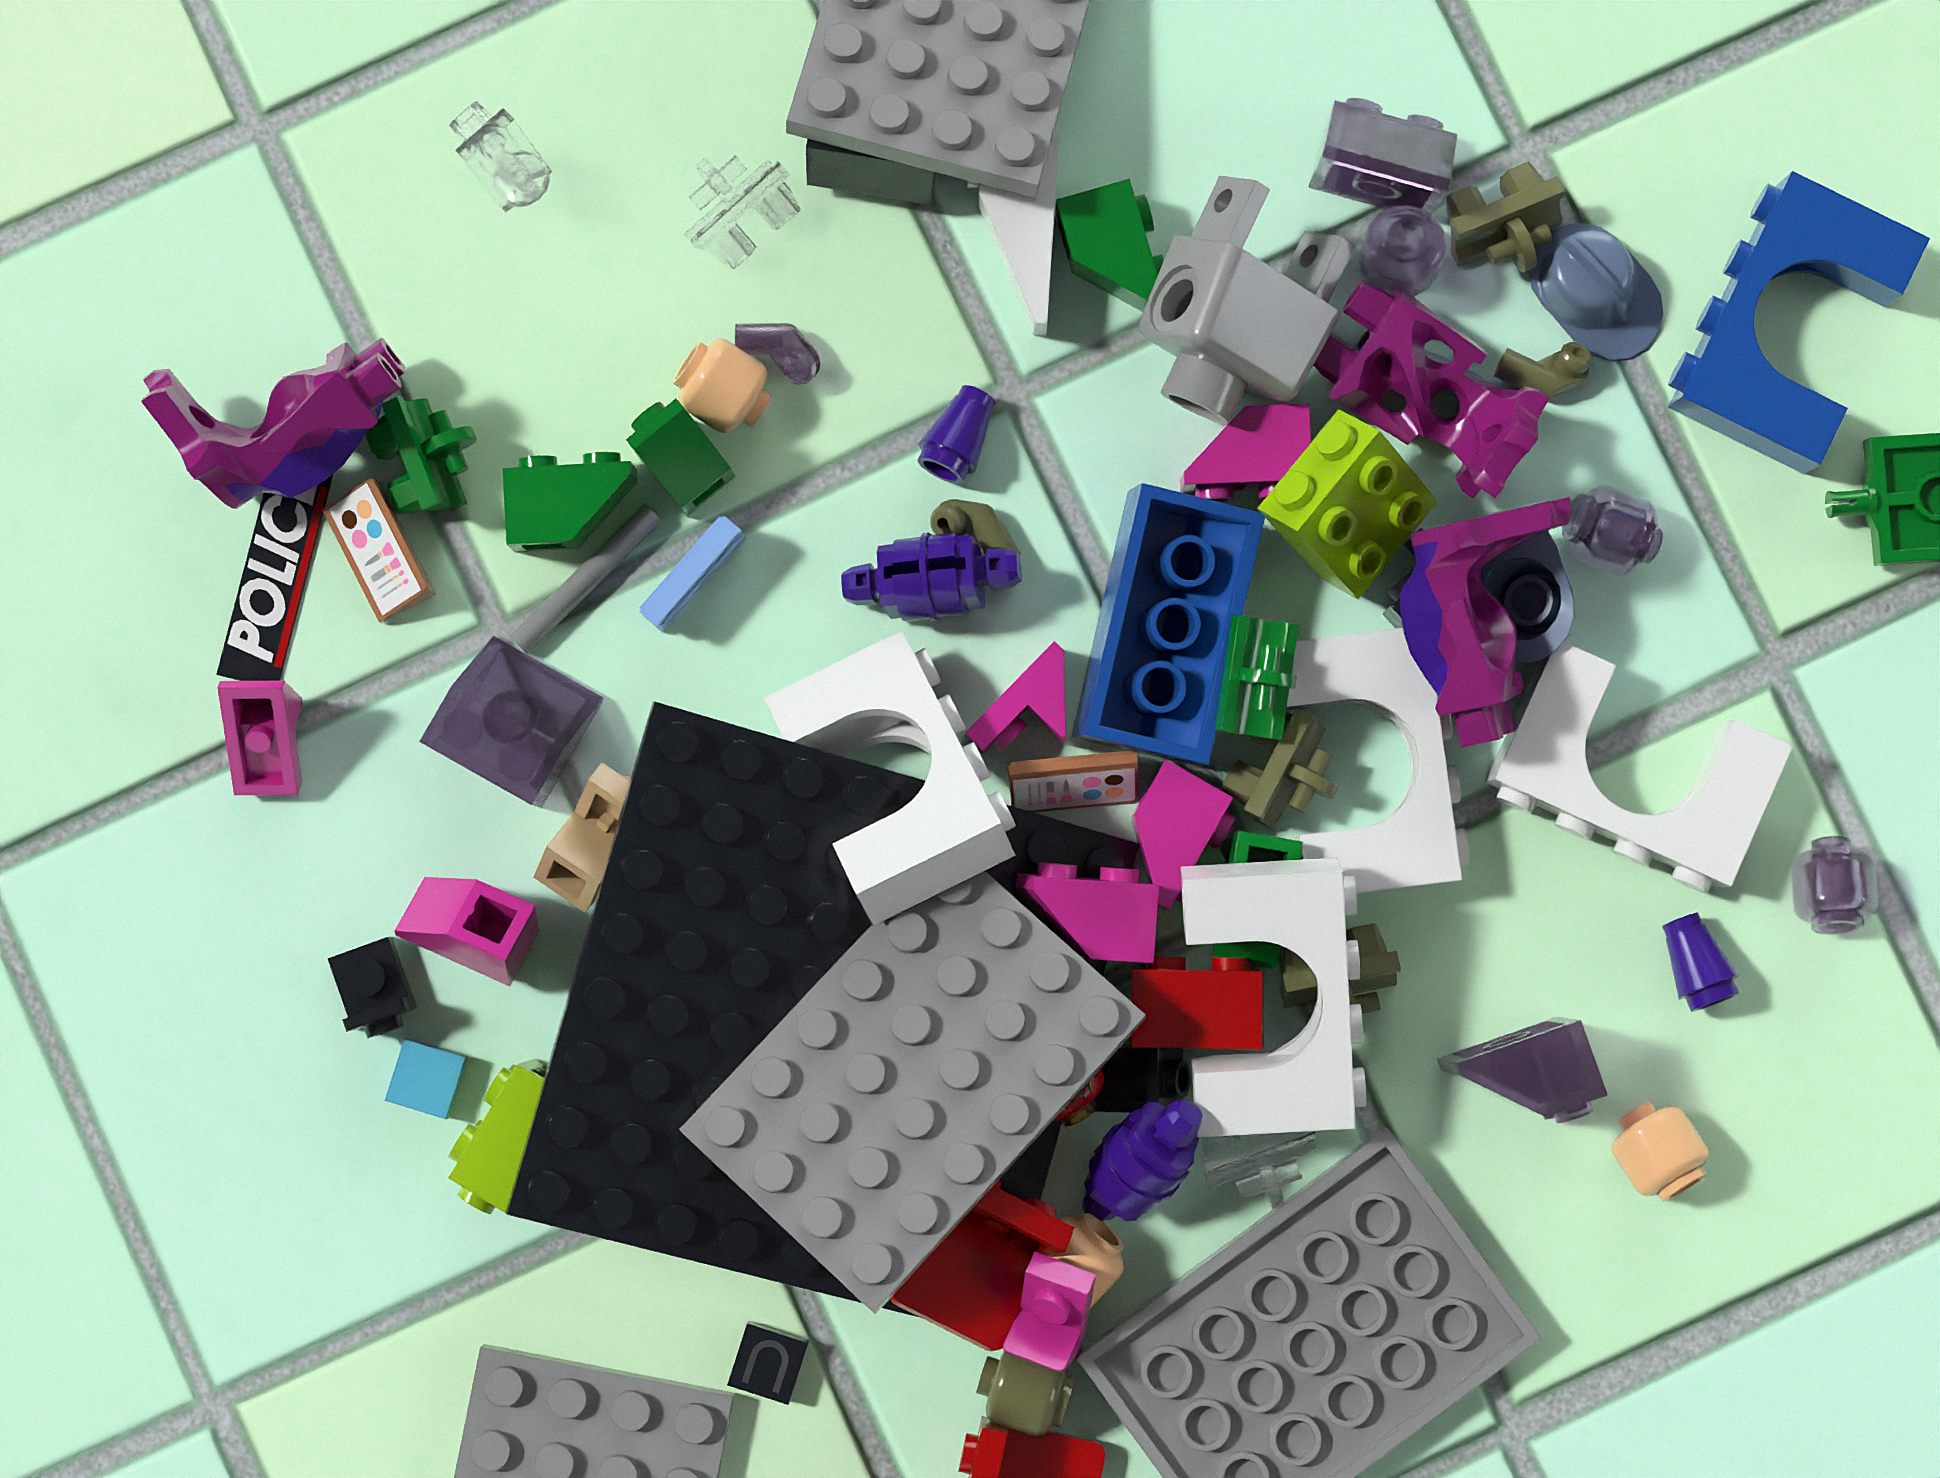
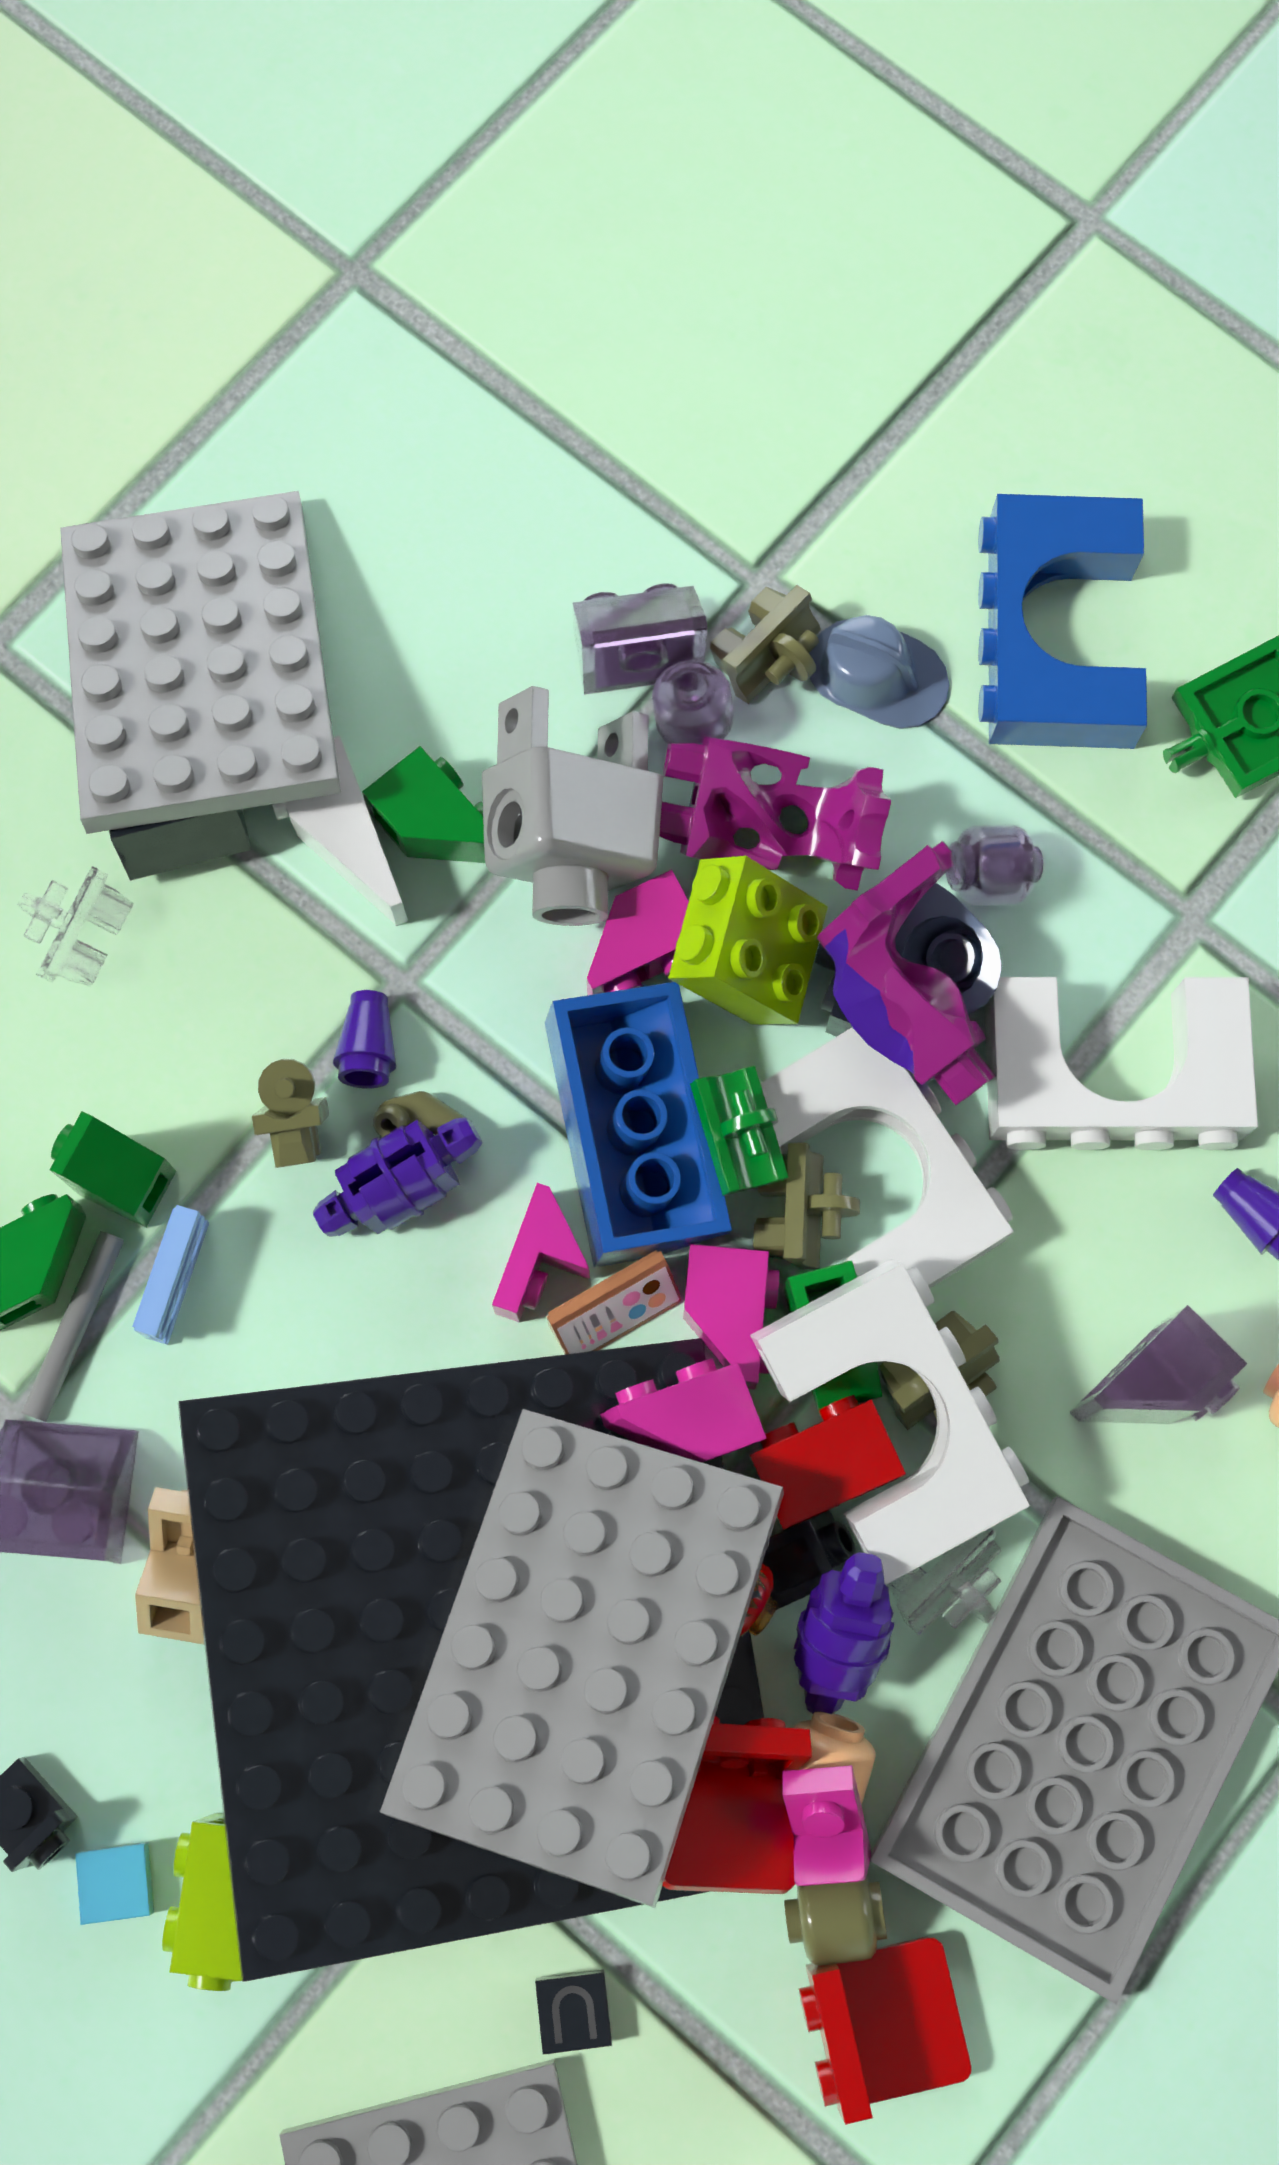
camera: 25 degrees left, 10 degrees down
(471, 925) = (97, 1708): dark pink slope -> none
(722, 385) = (128, 1090): light nougat head -> none
(784, 345) = (169, 1031): clear purple arm -> none
(860, 476) = (288, 1113): none -> olive hips
(950, 824) = (514, 1390): white arch -> none
(1551, 374) = (879, 751): olive arm -> none

